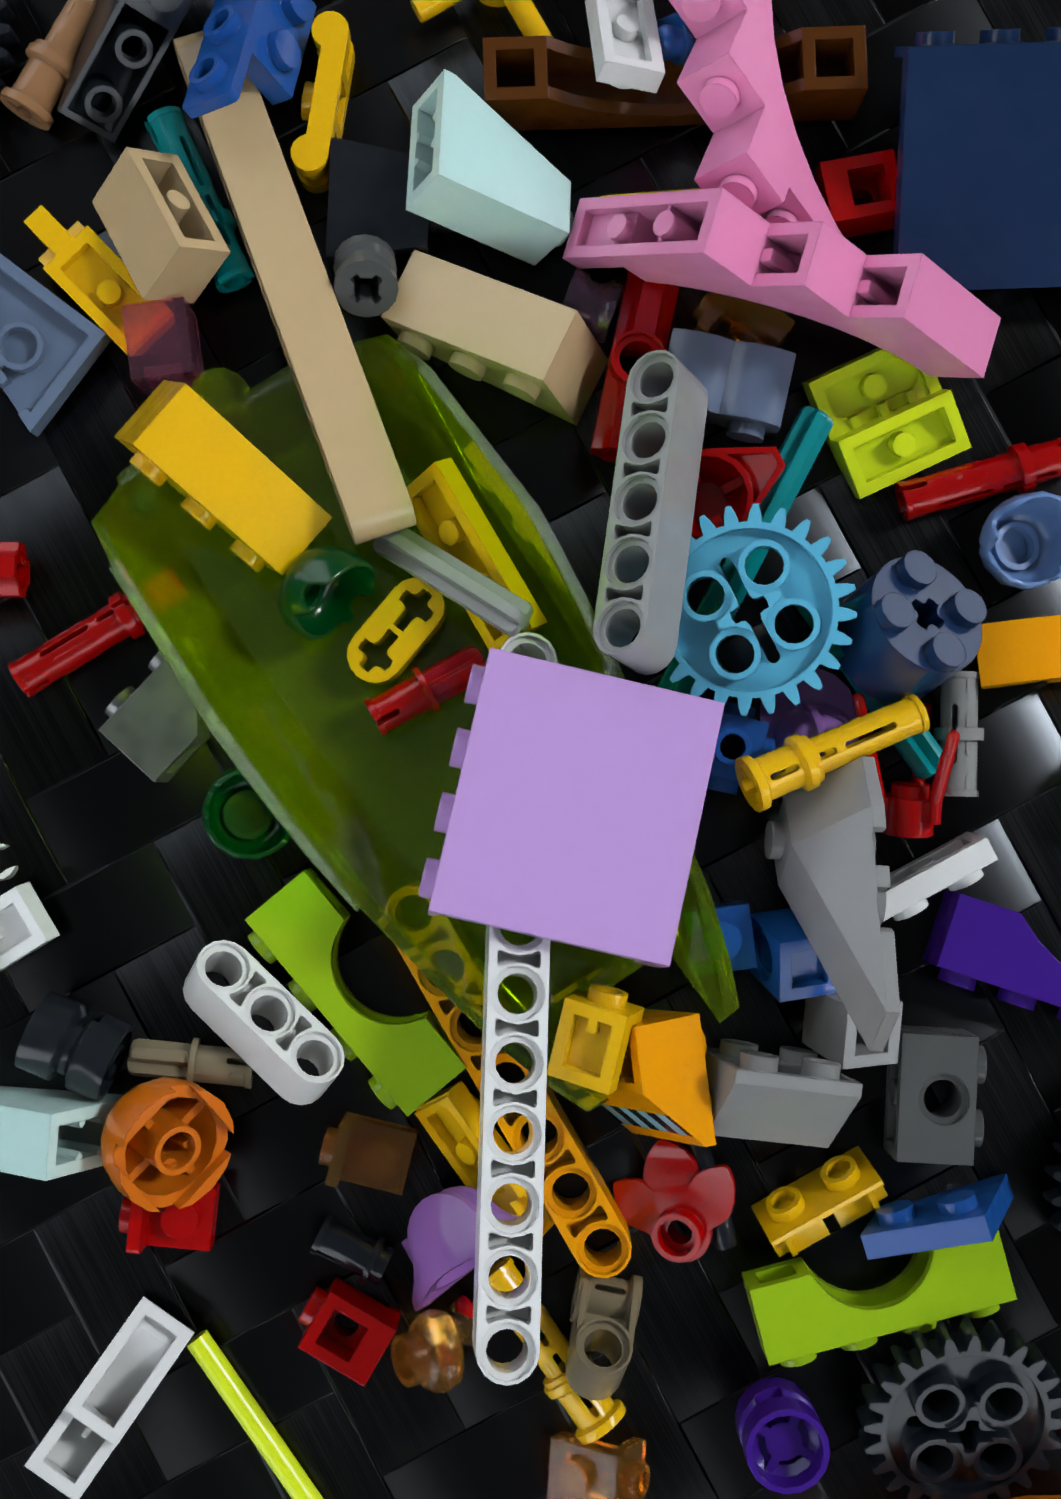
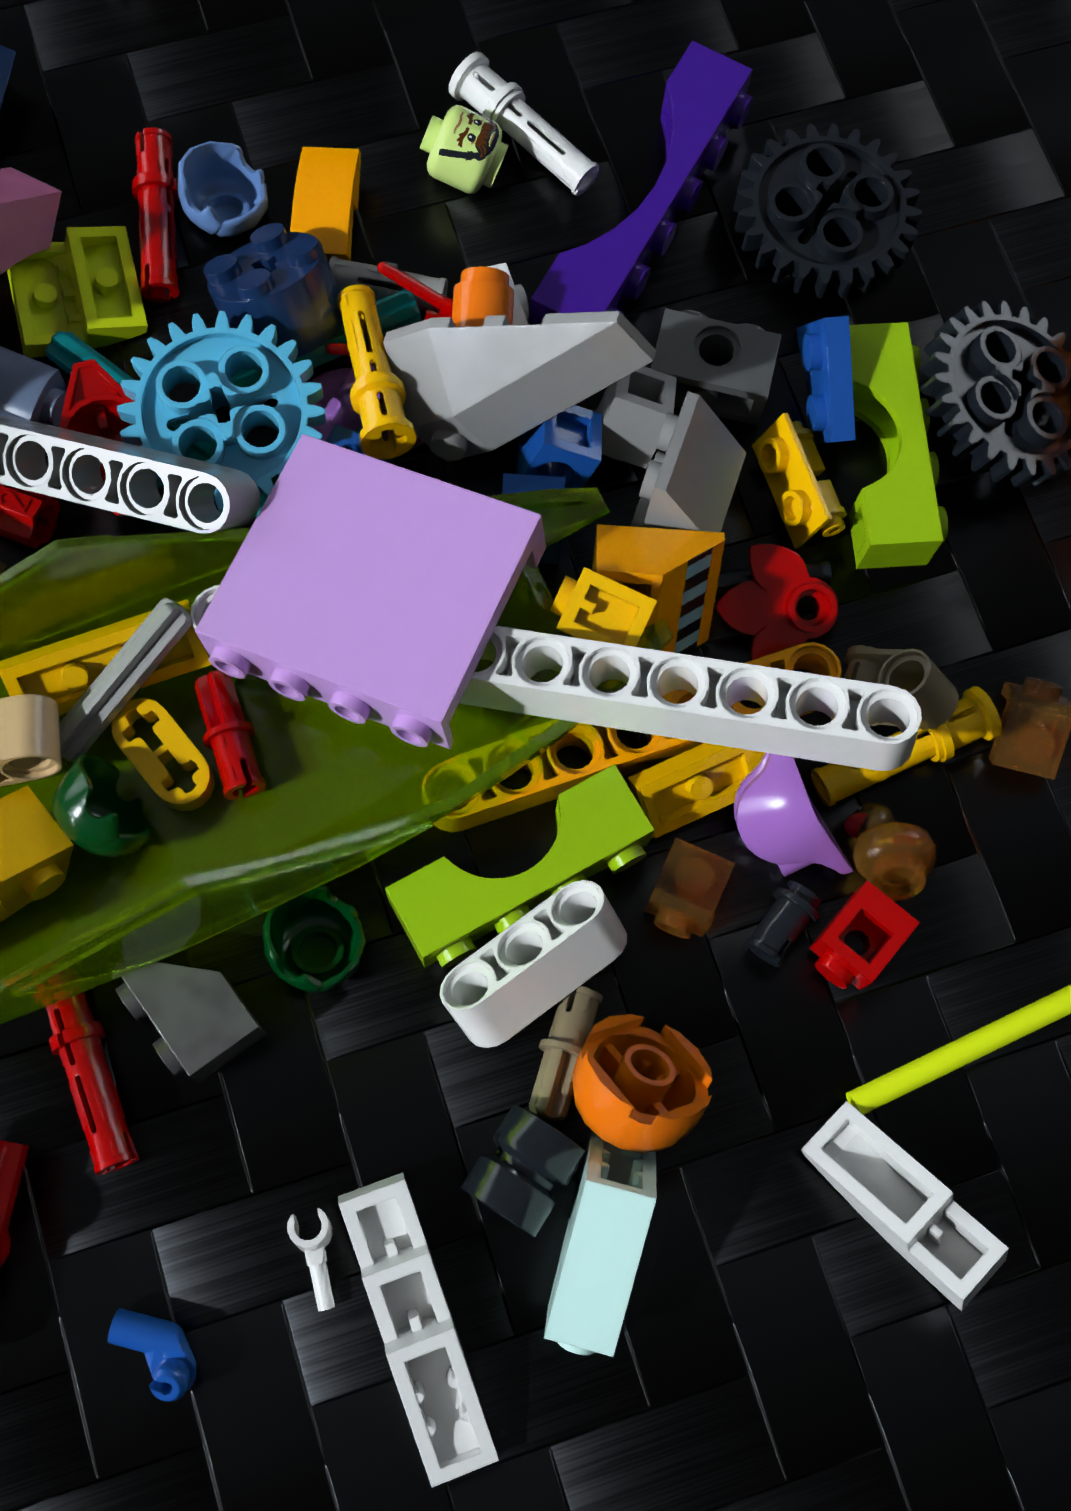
camera: 85 degrees left, 15 degrees down
(171, 1227) = (730, 1110): red bracket -> none
(781, 1436) = (1011, 547): dark purple wheel -> none
(922, 850) = (482, 294): none -> orange brick

